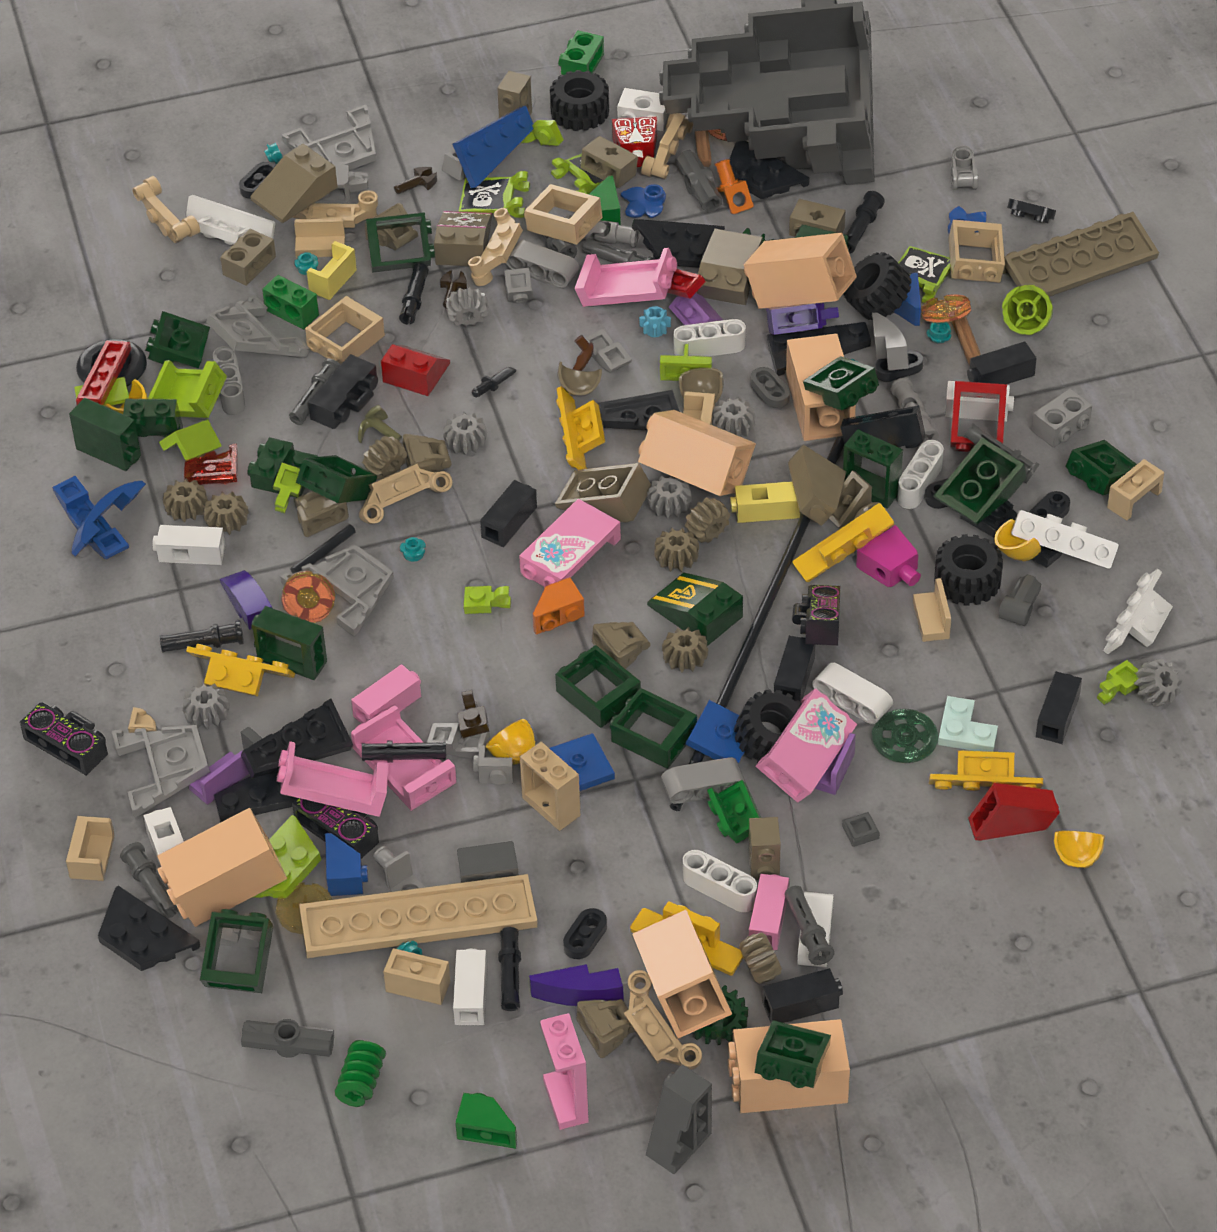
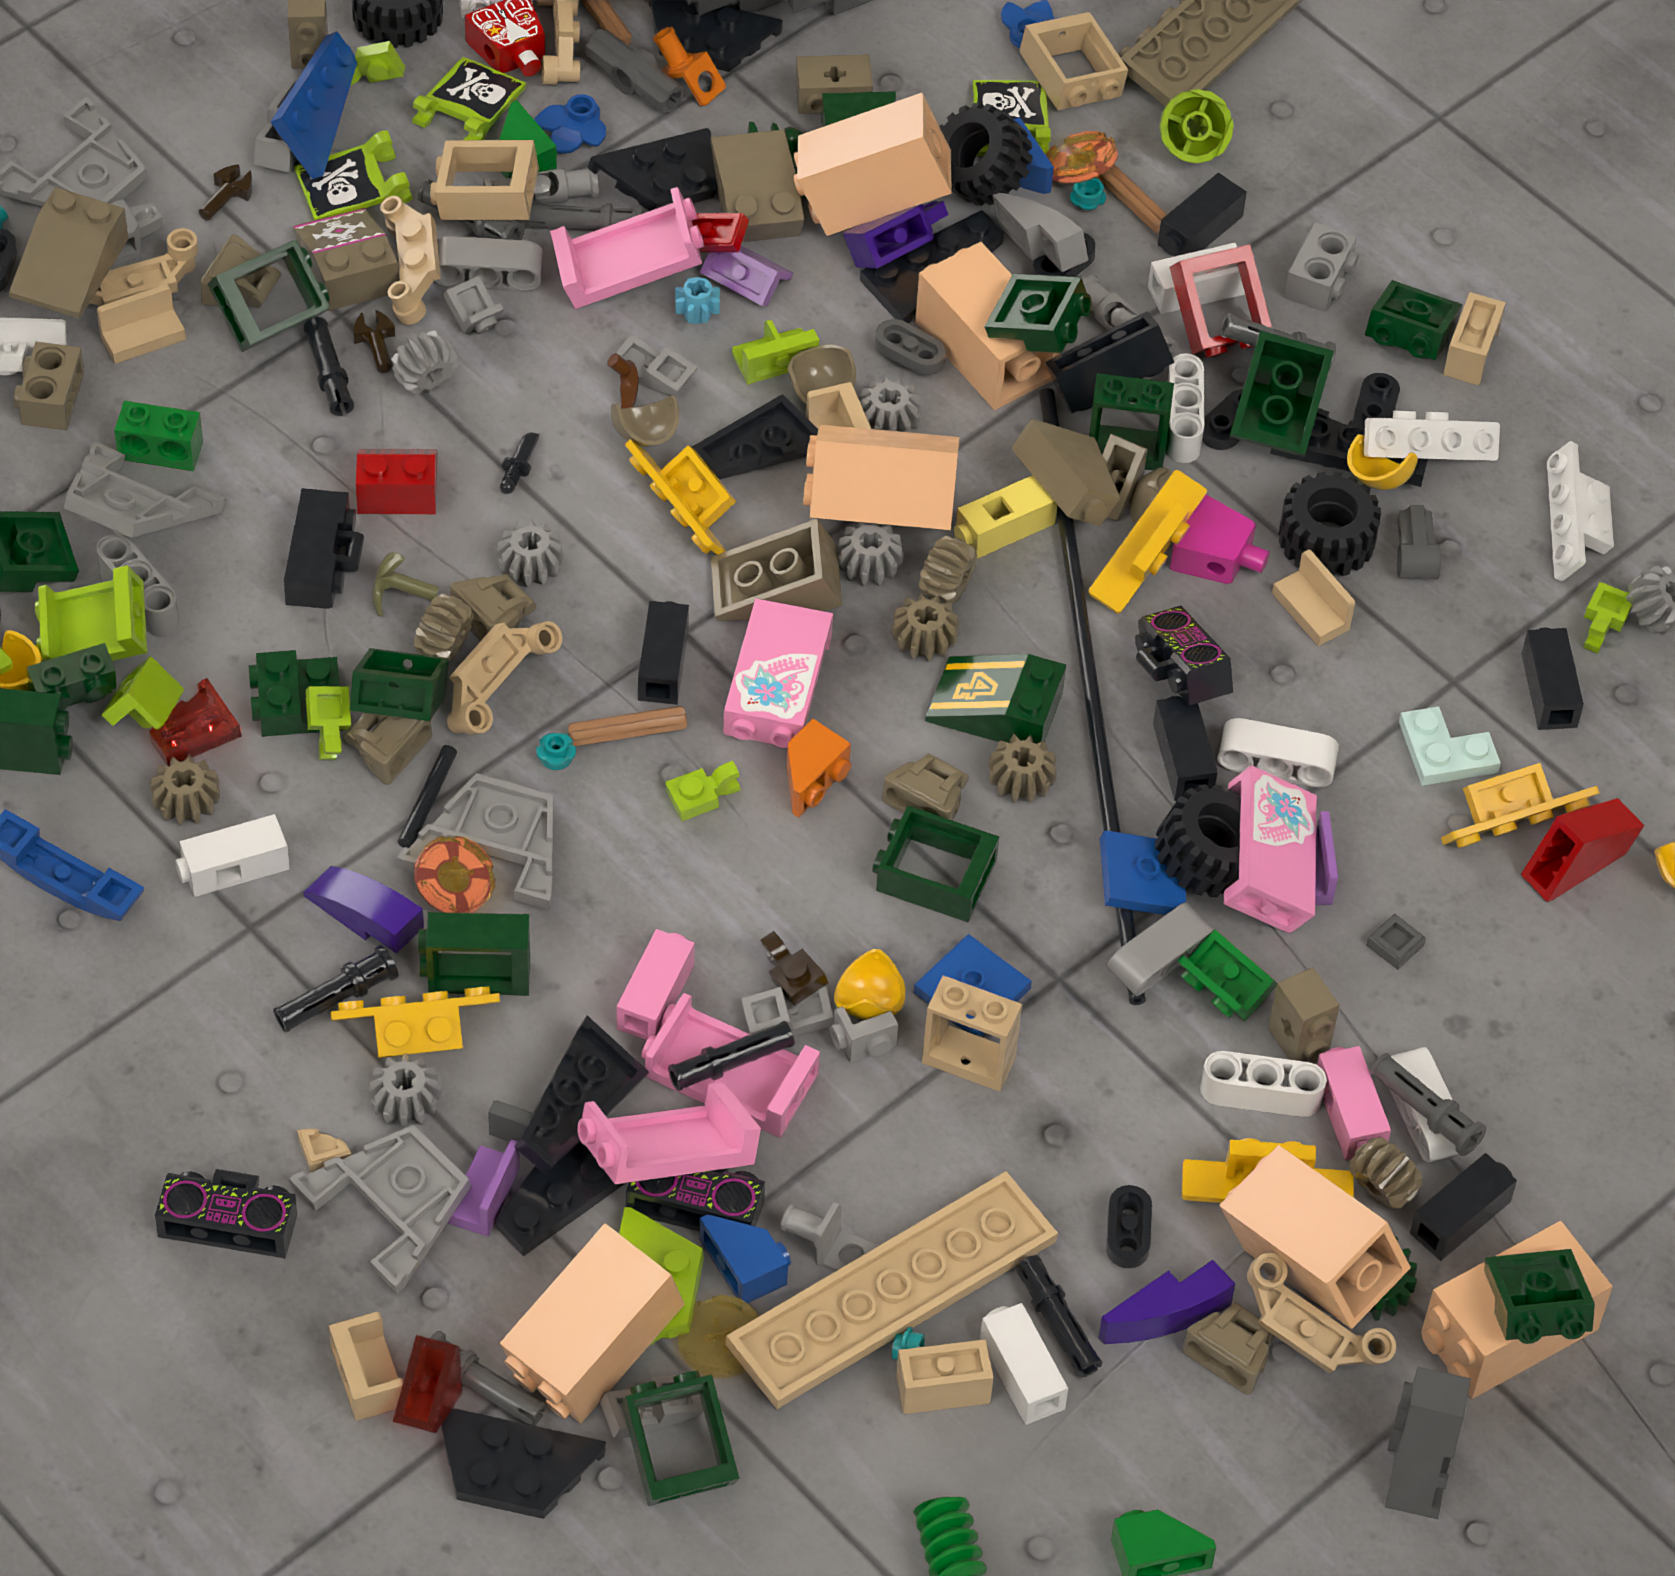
camera: 30 degrees left, 5 degrees up
(114, 869) = (429, 1385): none -> clear red slope
(119, 497) = (72, 887): blue slope -> none
(162, 830) = (470, 1313): white brick -> none
(226, 512) = (257, 788): dark tan gear -> none
(301, 410) = (275, 532): dark grey pin -> none
(301, 1039) = (845, 1527): dark grey piece -> none
(305, 262) = (140, 368): teal plate -> none
(335, 273) = (192, 367): light yellow panel -> none
(344, 311) = (257, 424): tan window -> none
(463, 548) = (627, 725): none -> medium nougat axle
(487, 861) = (944, 1175): dark grey panel -> none
(569, 1082) = (1249, 1438): bright pink panel -> none
(608, 159) = (495, 79): dark tan brick -> none
(661, 709) = (1051, 869): dark green window -> none
(710, 338) = (789, 300): white beam -> none
(865, 215) = (891, 52): black pin -> none
(911, 753) = (1359, 810): clear green plate -> none

